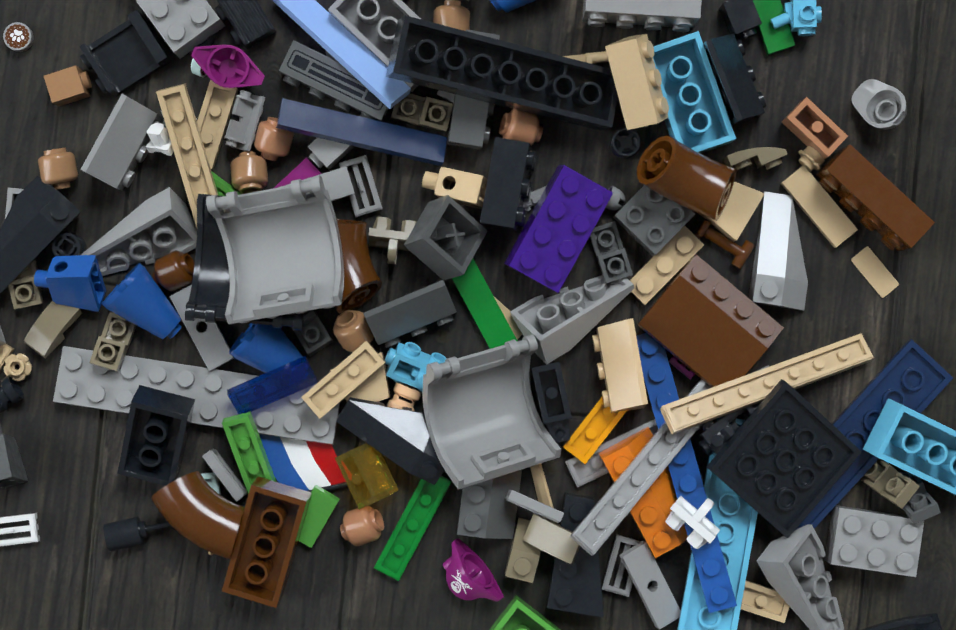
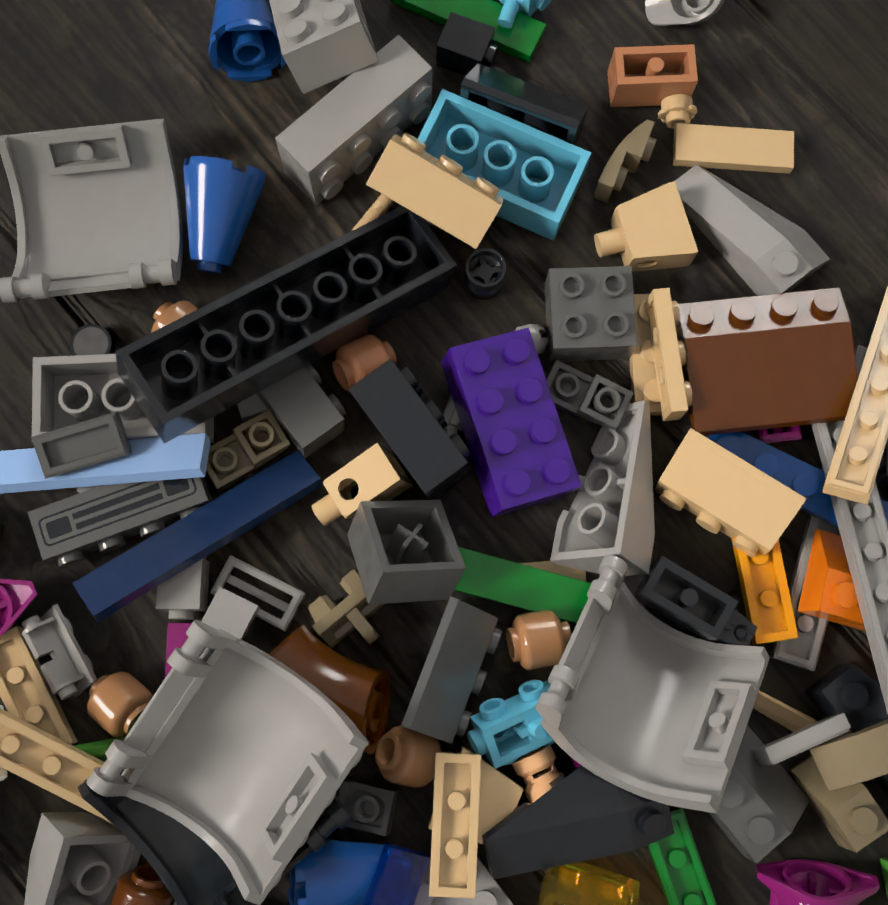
camera: 50 degrees left, 10 degrees down
(271, 140) = (111, 640): nougat head -> none
(348, 35) = (81, 444): none -> dark grey tile
(465, 339) = (537, 639): none -> medium nougat head
(666, 274) = (668, 354): none -> tan plate
(686, 176) = (585, 232): reddish brown brick -> none
(740, 252) = (709, 266): reddish brown piece -> none
(874, 199) = (783, 79): reddish brown brick -> none
(875, 272) = (851, 157): tan sticker -> none

